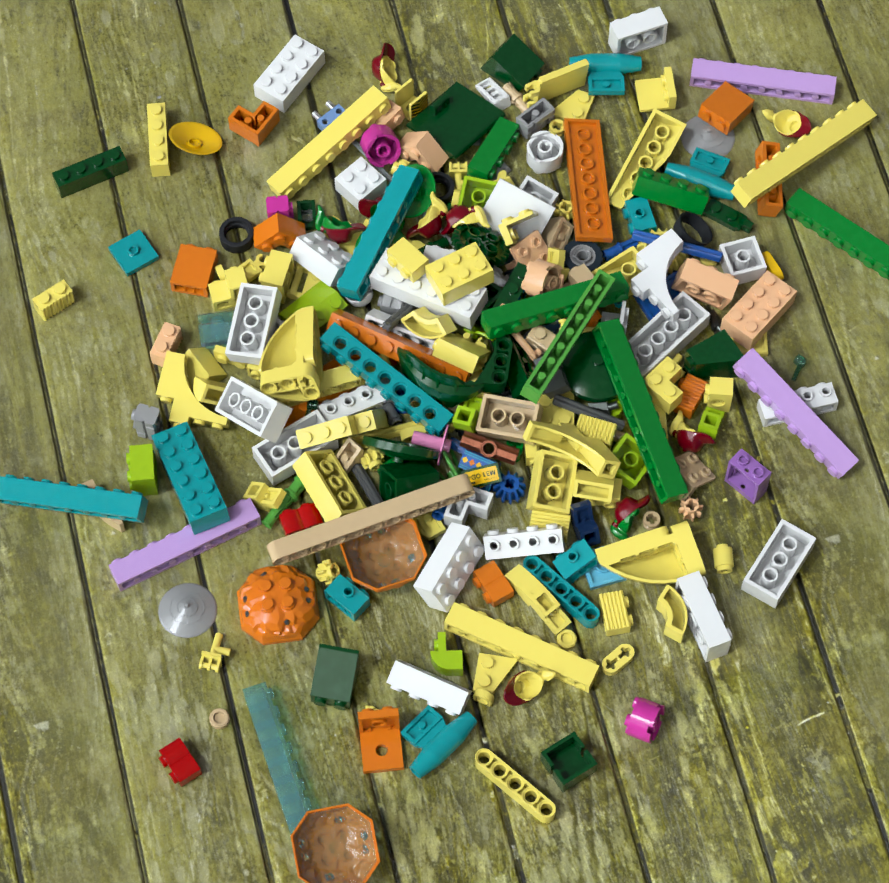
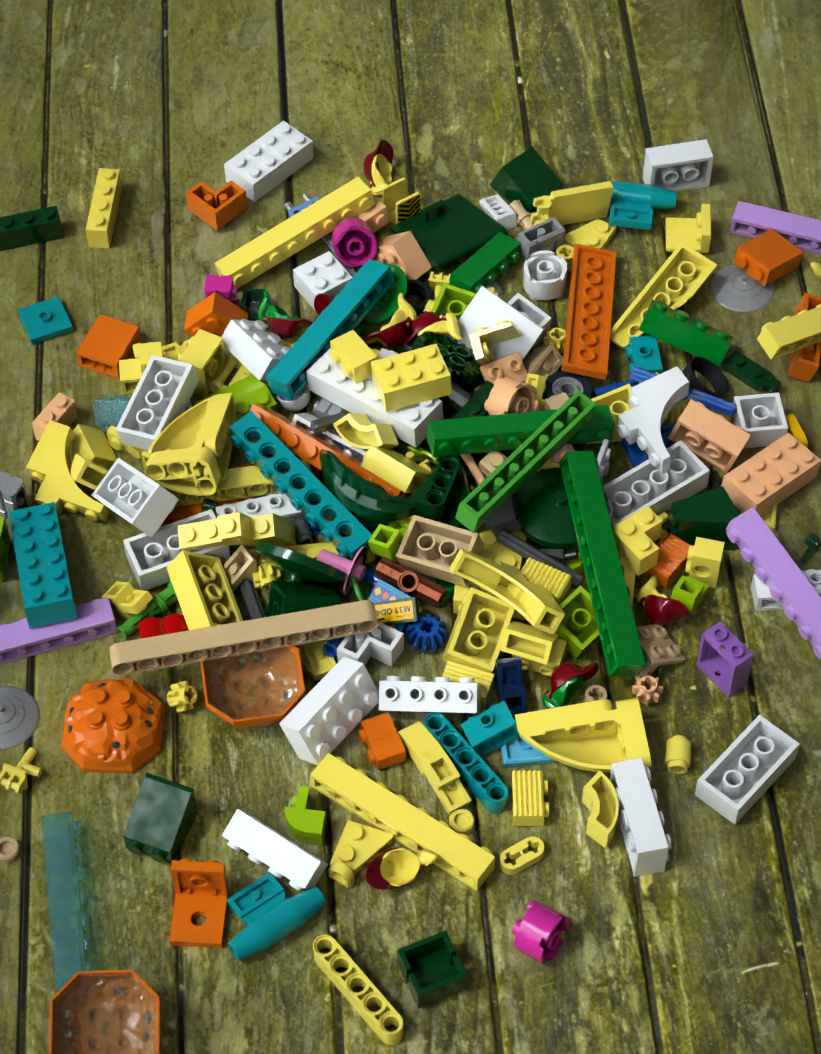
camera: 10 degrees right, 10 degrees down
(195, 138) = (145, 211): yellow hat -> none
(236, 222) = (164, 304): black tyre -> none
(347, 597) = (199, 729): teal brick -> none
(705, 169) = (736, 318): teal plate -> none

